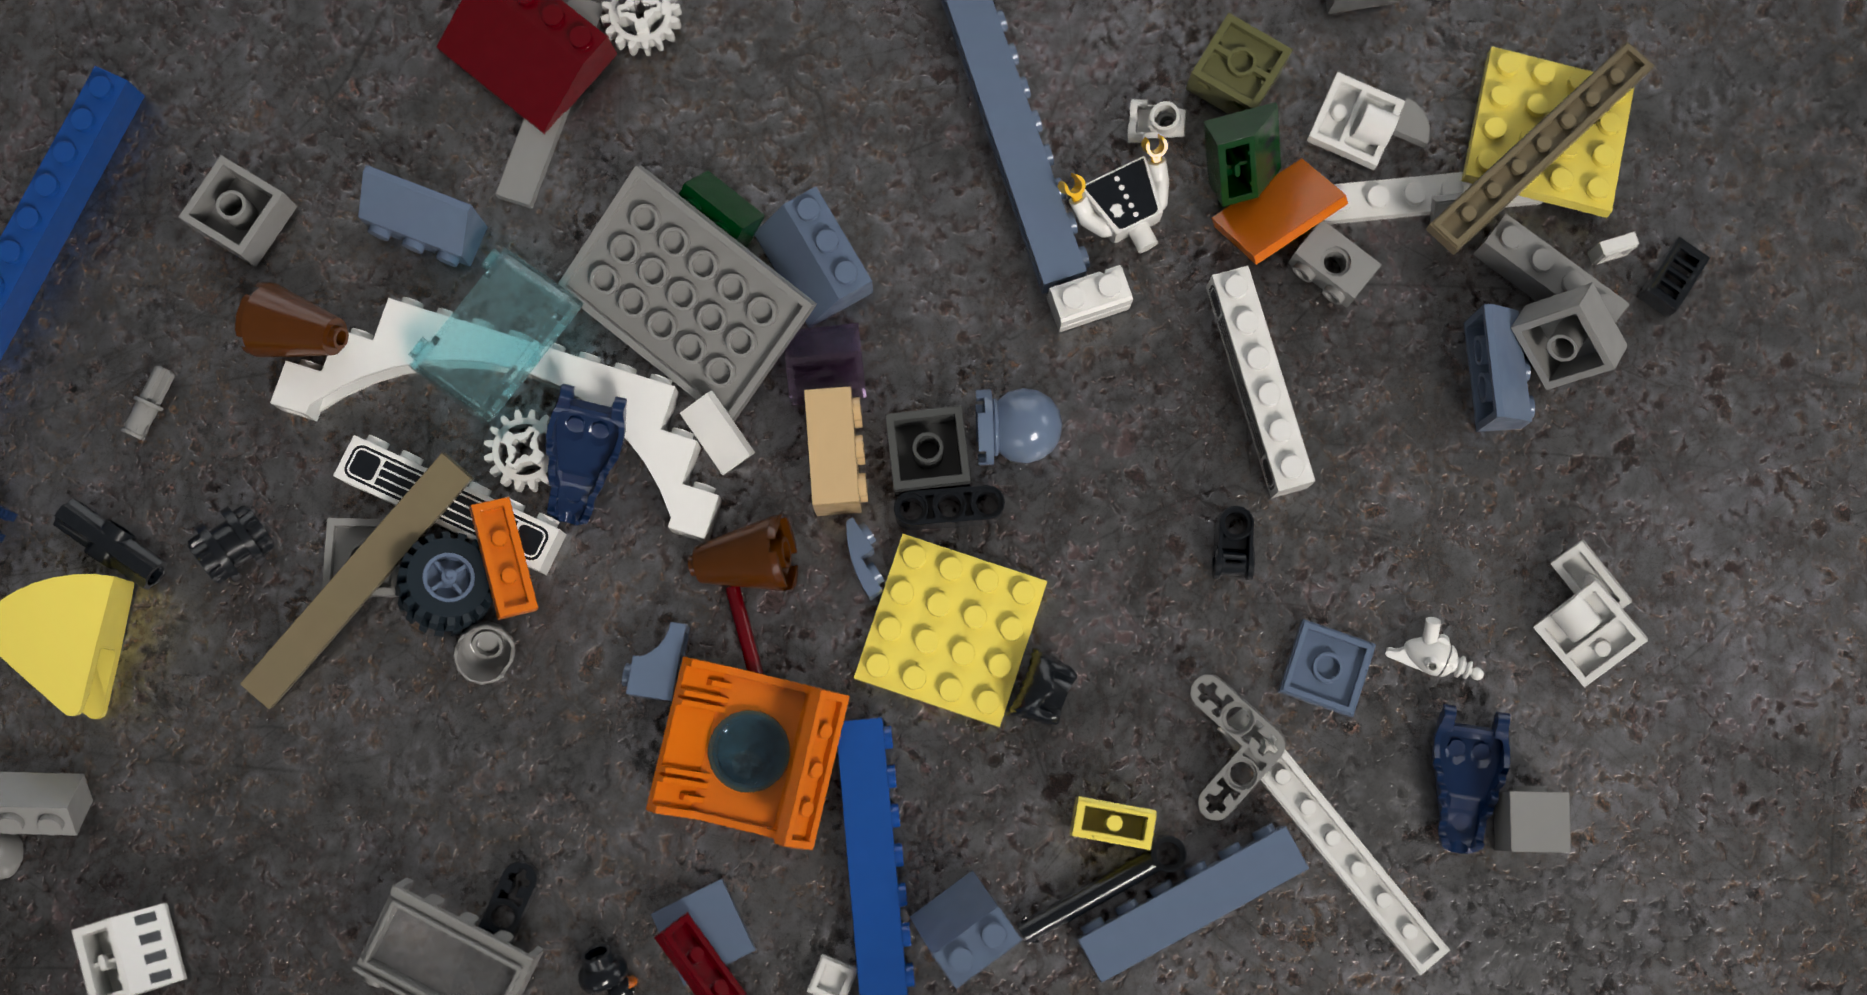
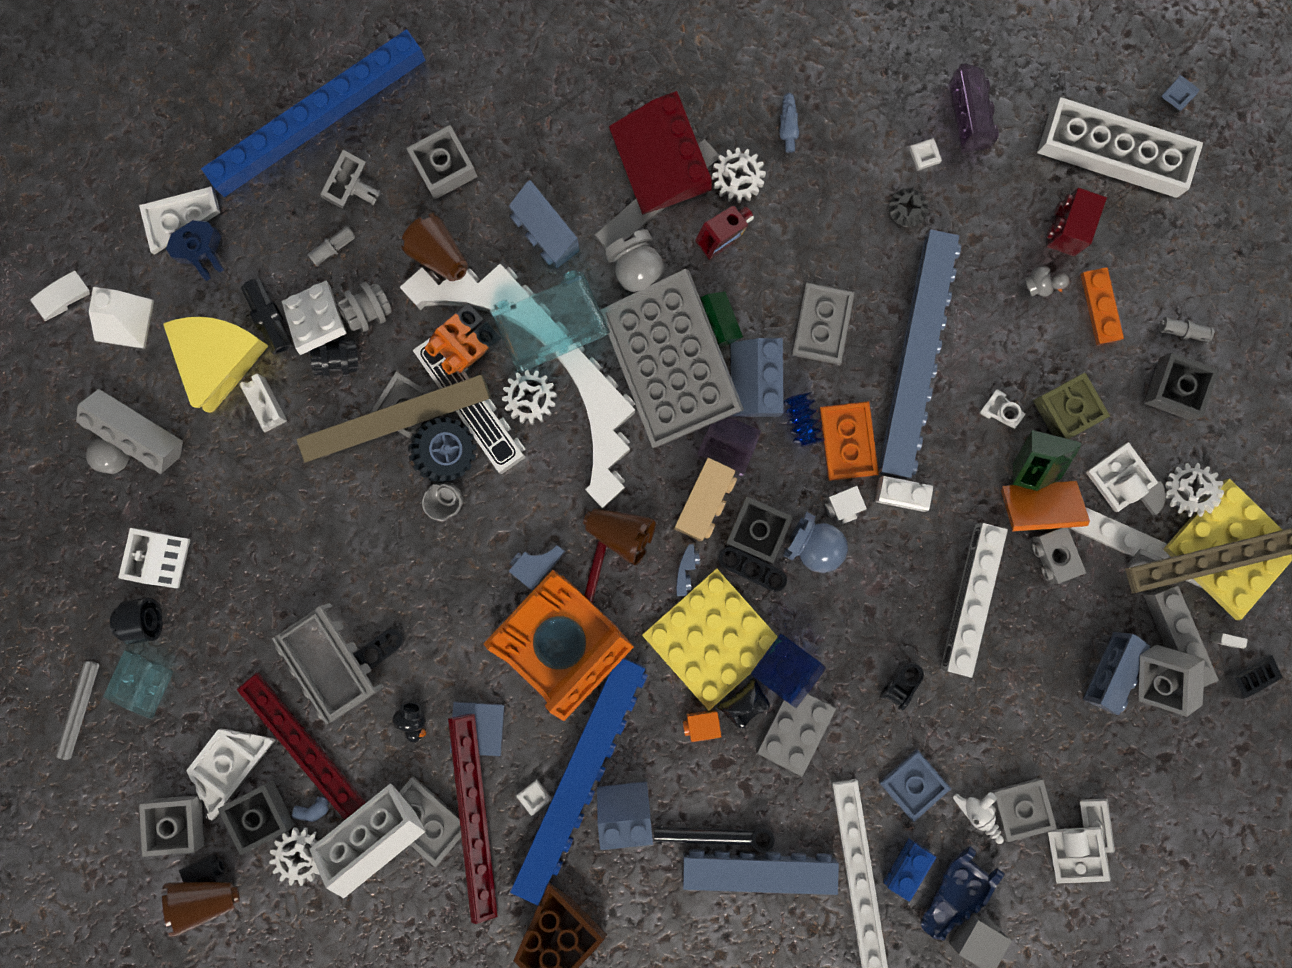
camera: 25 degrees right, 5 degrees up
(121, 308) = (346, 181): none -> light grey brick
(168, 661) = (263, 402): none -> white hinge
(173, 507) = (313, 317): none -> white plate
(236, 456) = (364, 307): none -> light grey piece
(393, 426) = (461, 340): none -> orange hips
(503, 558) = (482, 455): orange plate -> none
(567, 195) = (636, 262): none -> light grey tile
(581, 450) = (560, 417): dark blue animal -> none
(660, 95) = (723, 230): none -> dark red torso
(717, 432) = (644, 449): white tile -> none
(860, 142) = (823, 323): none -> light grey tile
(903, 277) = (803, 420): none -> clear blue piece
(980, 273) = (848, 441): none -> orange tile
(1002, 751) = (702, 725): none -> orange brick
(1022, 355) = (845, 505): none -> white brick
(1072, 610) = (788, 670): none -> clear blue brick
(1113, 823) = (741, 804): light yellow brick -> none
(1125, 199) = (958, 446): torso -> none
(1130, 686) = (796, 733): none -> light grey plate
(1248, 753) = (842, 808): light grey beam -> none
(1384, 781) = (909, 870): none -> blue brick
(1471, 74) = (1205, 488): none -> white gear
(1486, 616) = (1024, 810): none -> light grey plate

